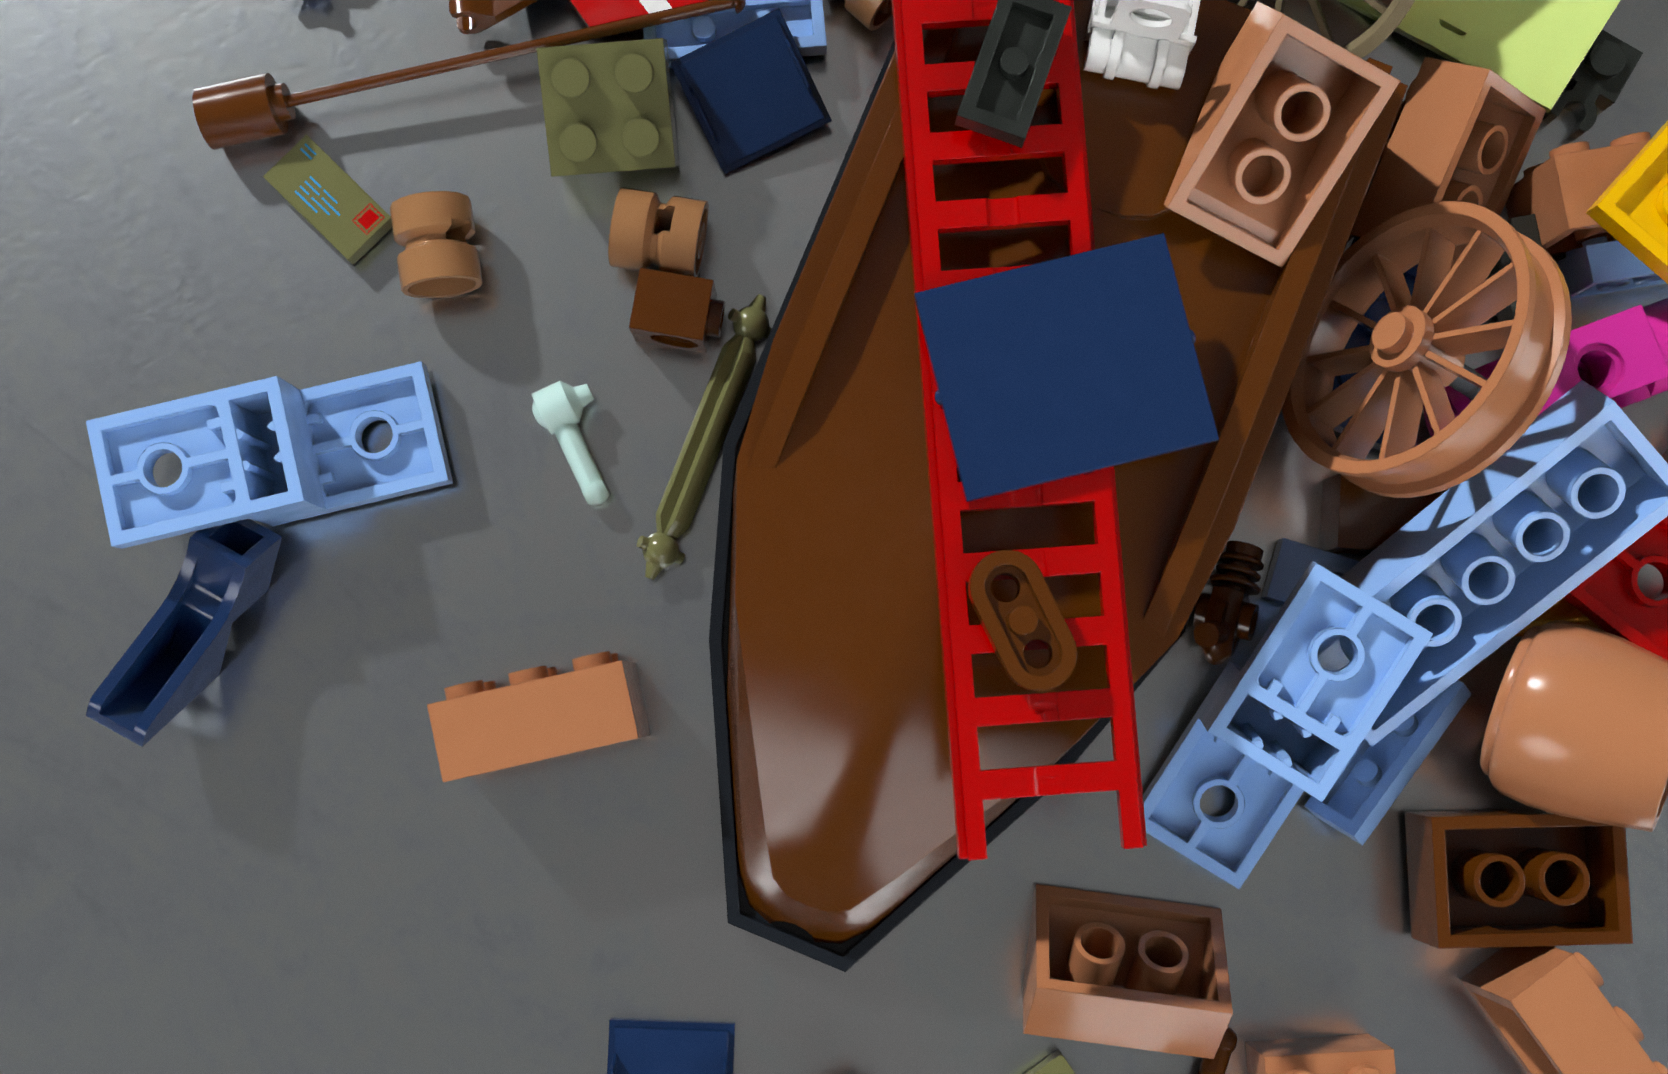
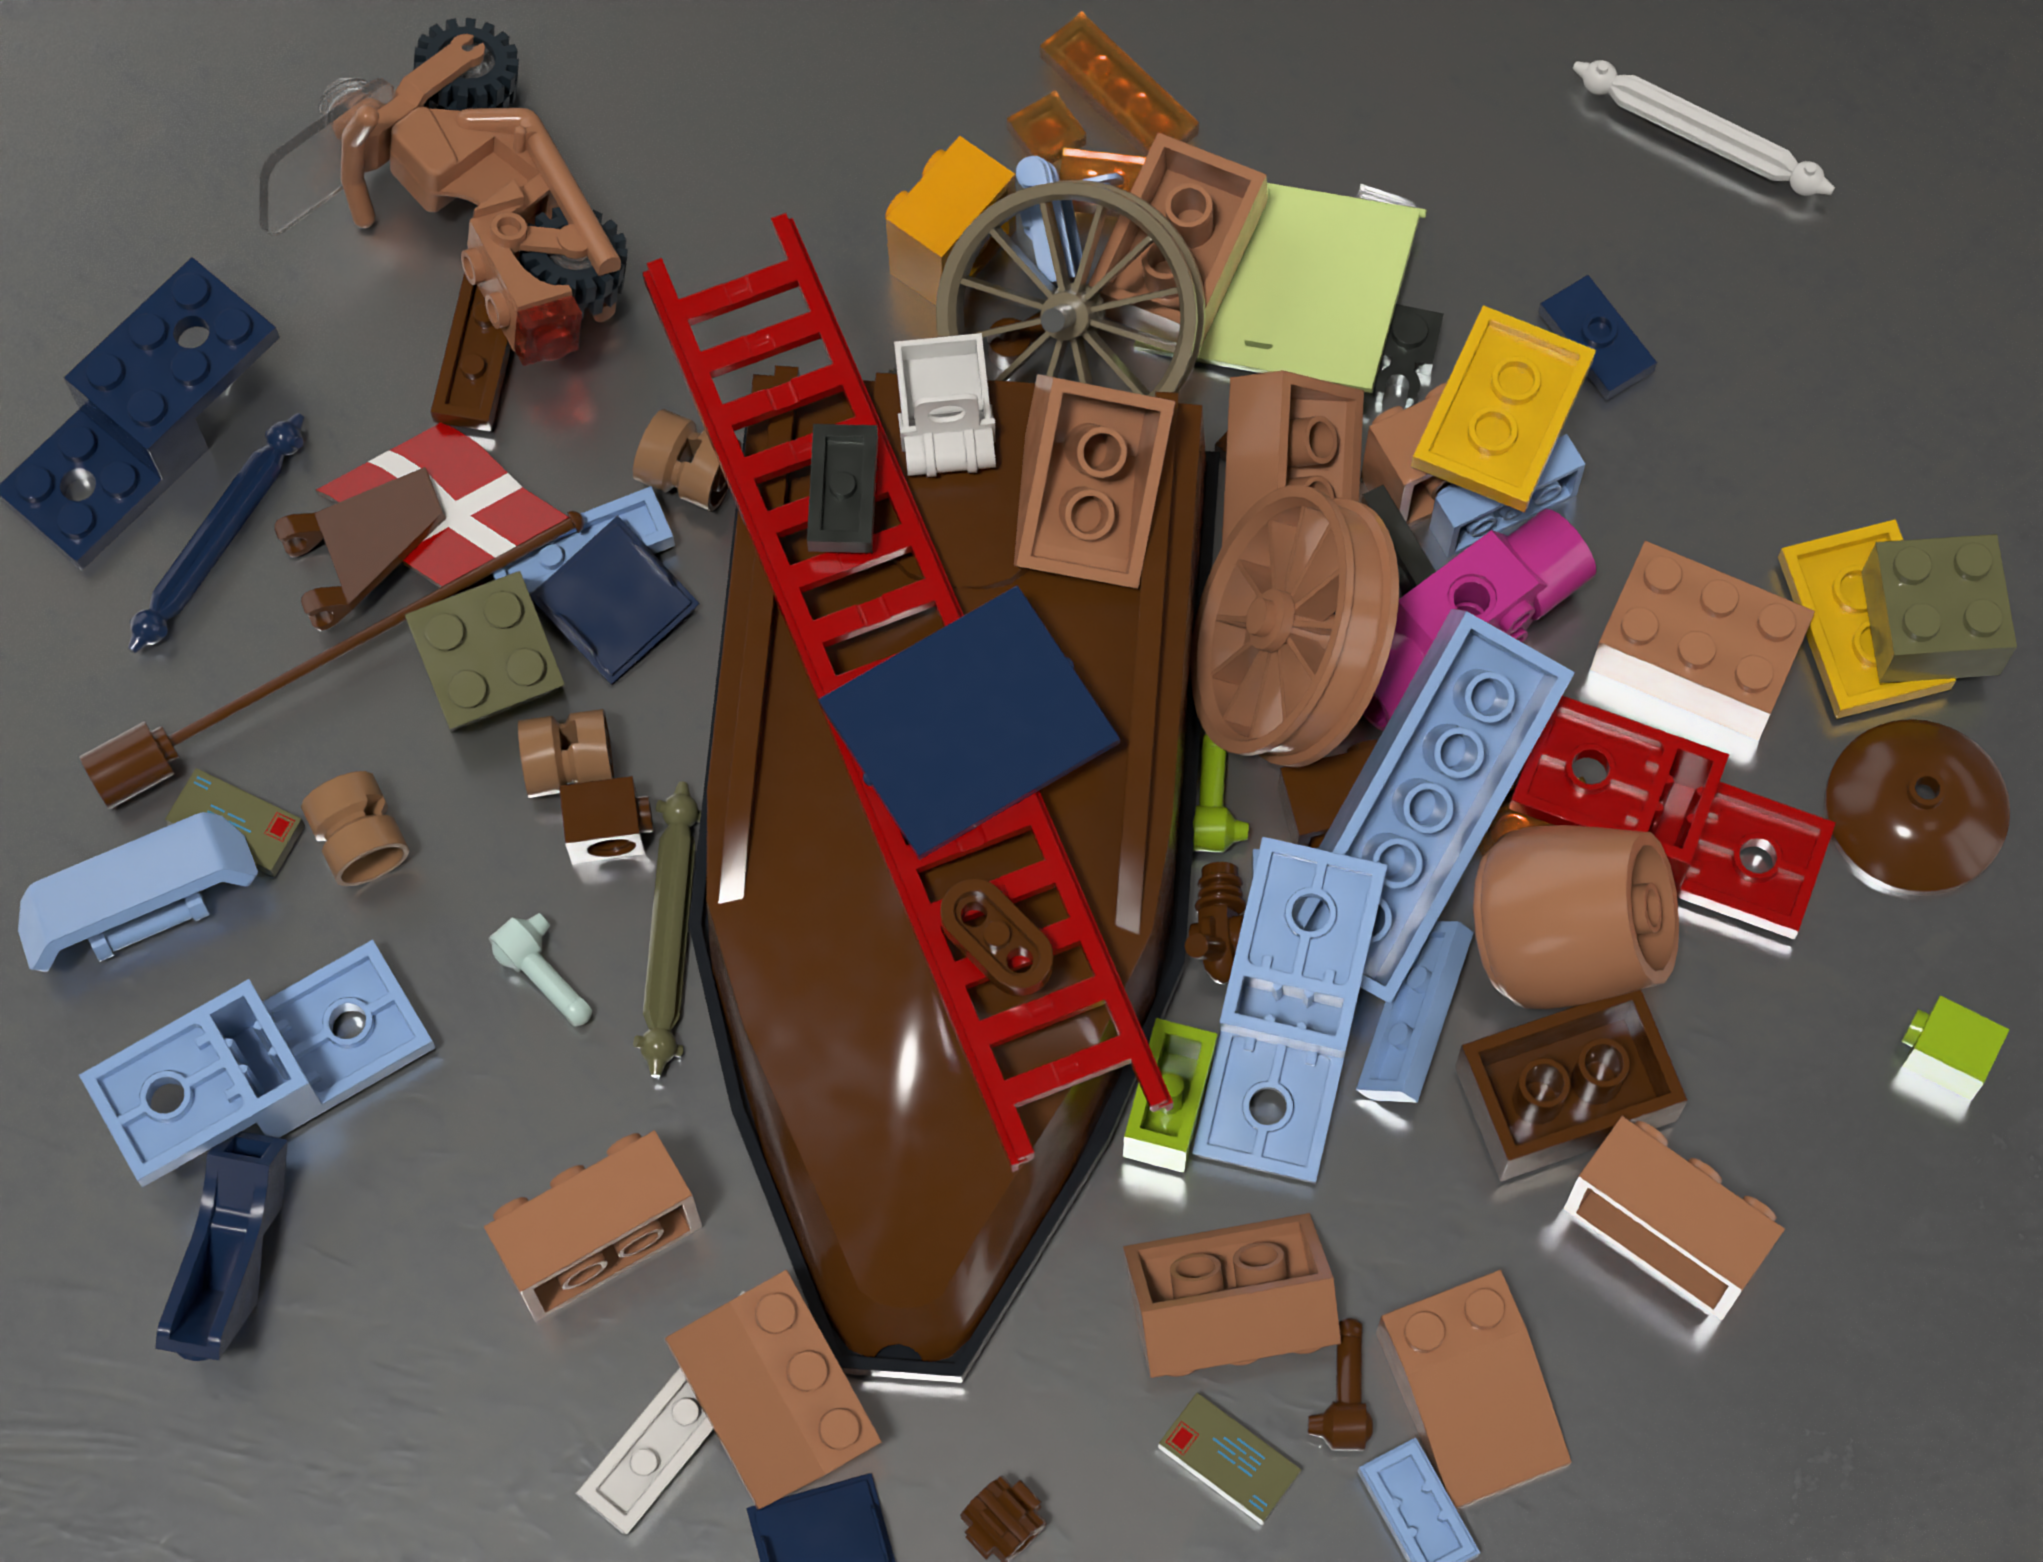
camera: 10 degrees left, 15 degrees down
(212, 238) = (133, 889): none -> light blue piece
(575, 918) = (647, 1455): none -> white plate
(663, 933) = (772, 1390): none -> nougat slope
(1161, 743) = (1185, 1064): none -> lime brick
(1260, 503) = (1213, 824): none -> lime piece

